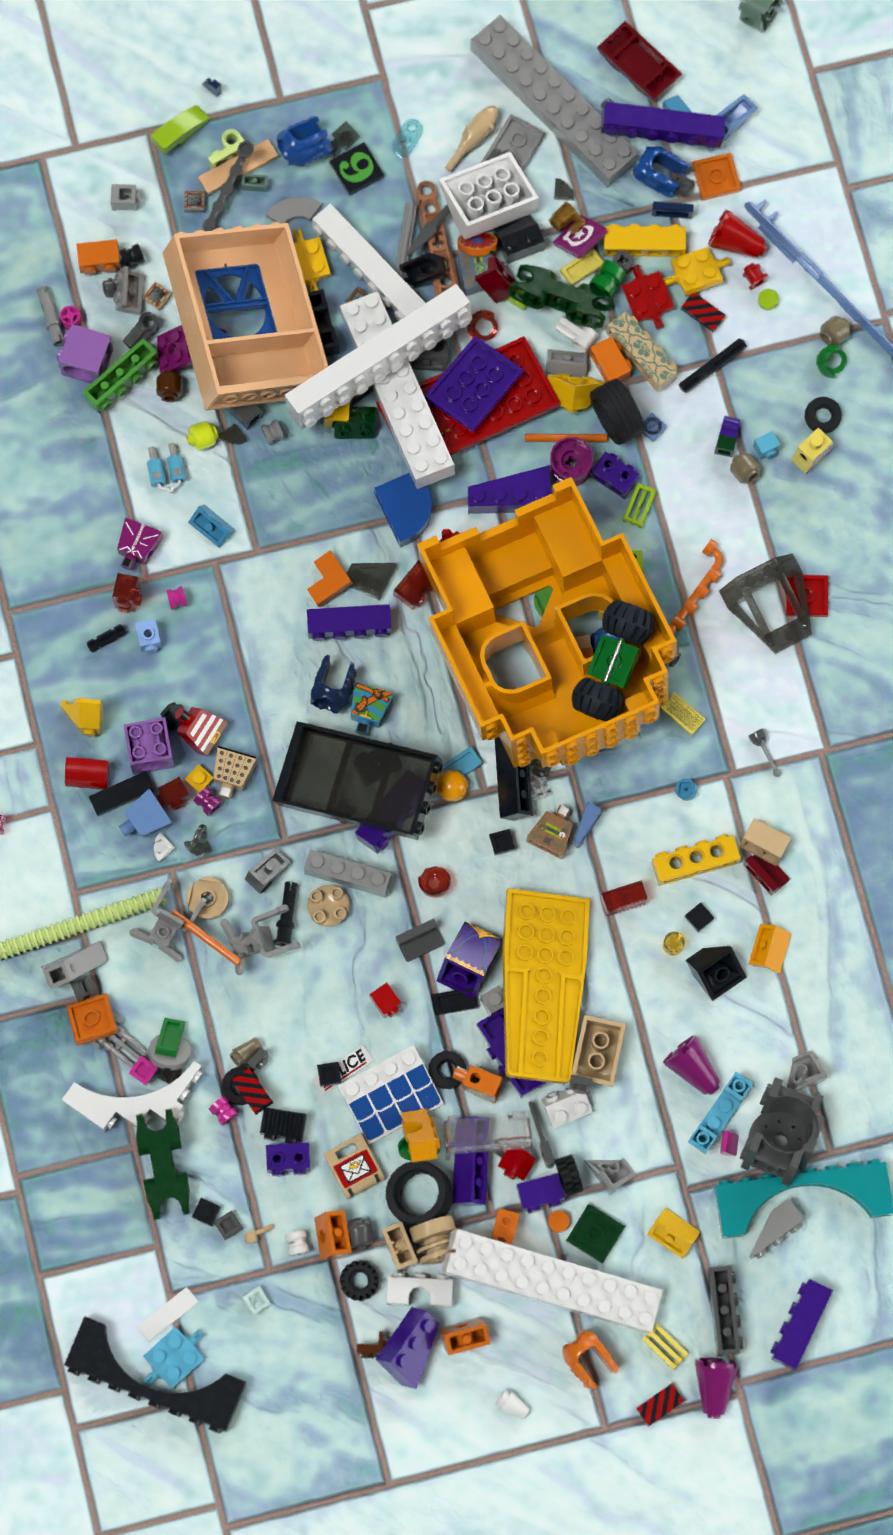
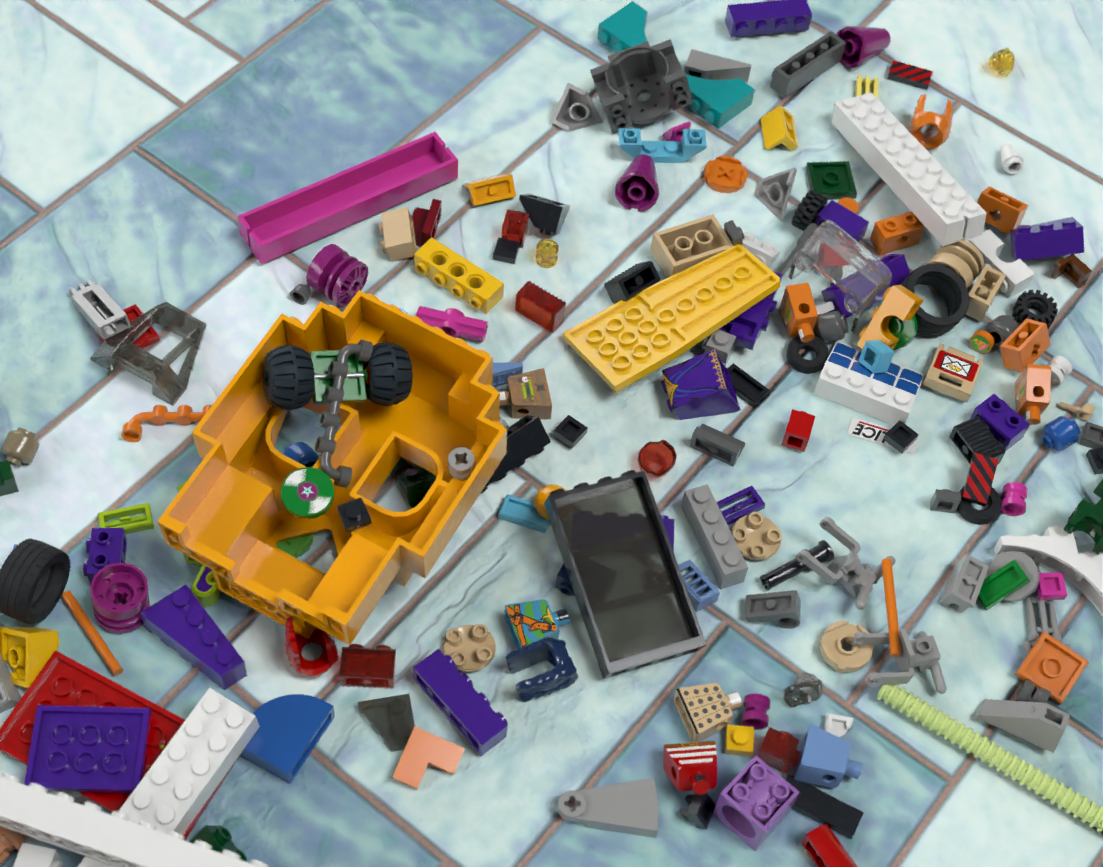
camera: 130 degrees left, 20 degrees down
(189, 1014) = (964, 583): none -> light grey hinge
(211, 670) = (616, 807): none -> light grey piece
(245, 1052) = (948, 516): dark tan cone -> none
(246, 1195) = (1061, 433): none -> blue head
(294, 1205) = (1033, 392): none -> orange torso
(324, 843) = (711, 593): none -> medium blue slope
(359, 932) = (738, 506): none -> dark purple tile
(362, 1211) = (981, 341): none -> tile
(385, 657) = (470, 647): none -> tan dish
(399, 1103) = (876, 356): none -> medium azure plate
(455, 1102) = (831, 326): none -> dark grey head
(476, 1106) = (825, 307): none -> light grey tile
(489, 704) = (464, 469): none -> light grey wheel
(504, 612) = (354, 515): none -> black plate
(541, 593) = (307, 493): none -> green tile
(595, 645) = (331, 419): none -> dark grey bar
(597, 981) = (632, 281): none -> black brick
(615, 1496) = (1002, 62): none -> clear yellow cone
(654, 824) = (454, 323): none -> dark pink piece
(660, 1151) = (725, 174): none -> orange tile
(712, 934) = (515, 226): none -> clear red brick
(749, 765) = (337, 274): none -> magenta wheel
(825, 583) = (105, 321): none -> light grey hinge
(826, 828) = (347, 197): none -> dark pink piece

